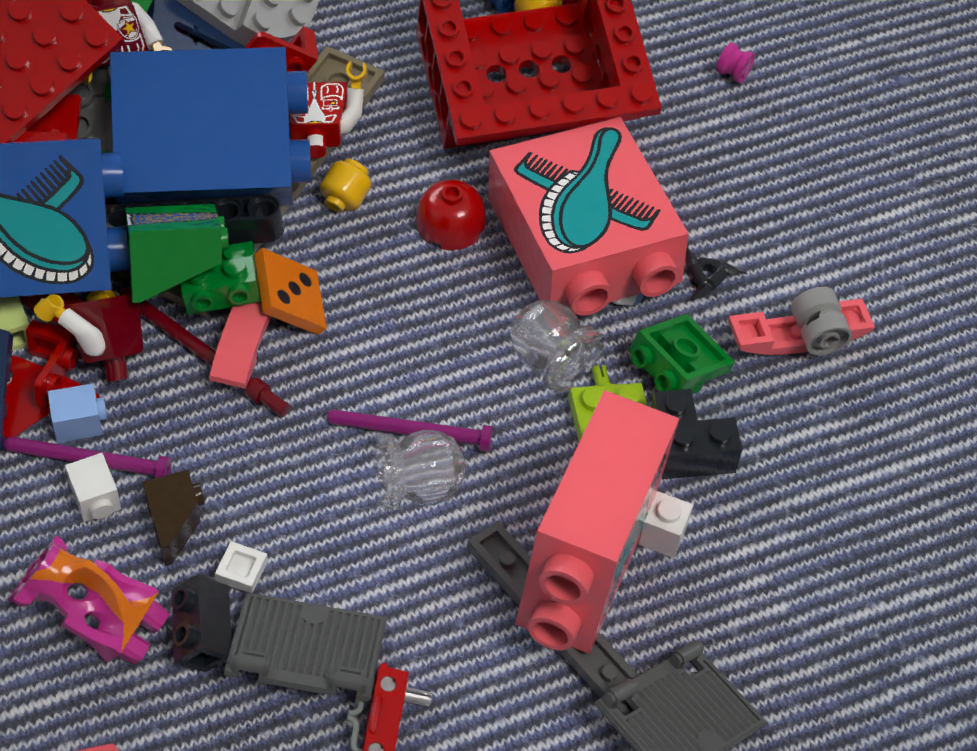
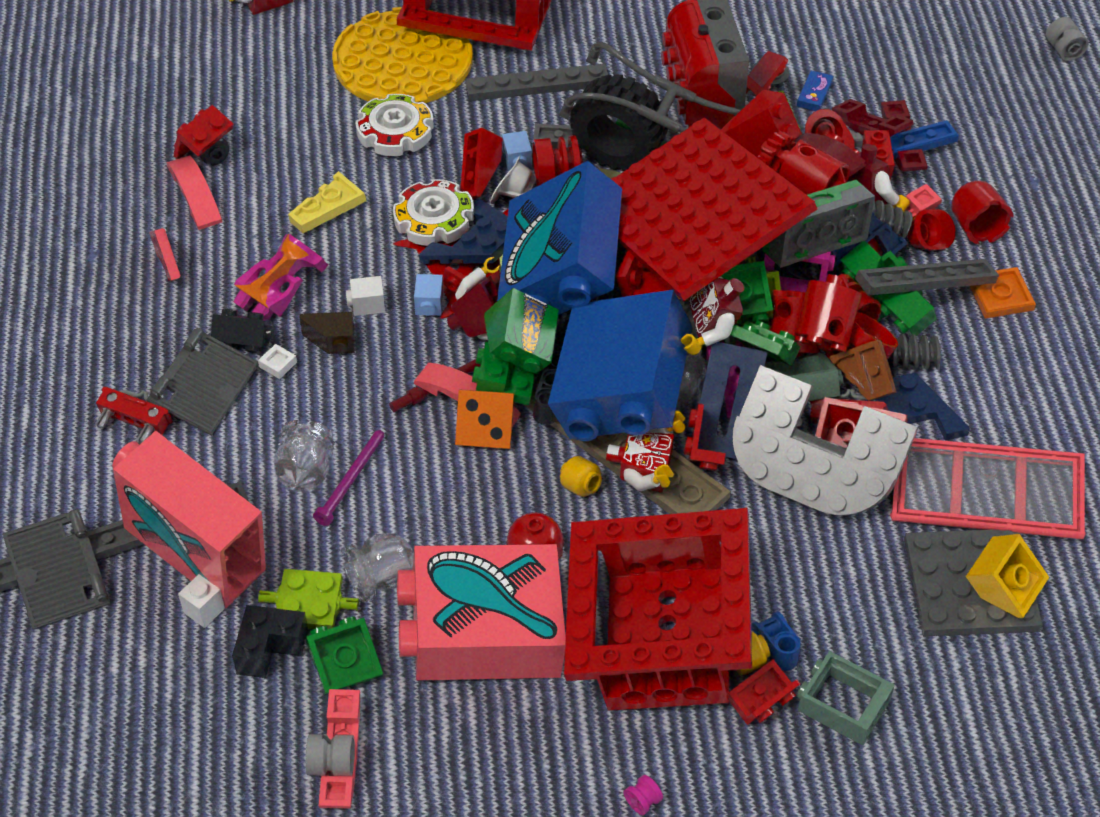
camera: 110 degrees right, 5 degrees down
(72, 454) = (370, 333): magenta bar -> none
(707, 284) = (424, 718): black piece -> none

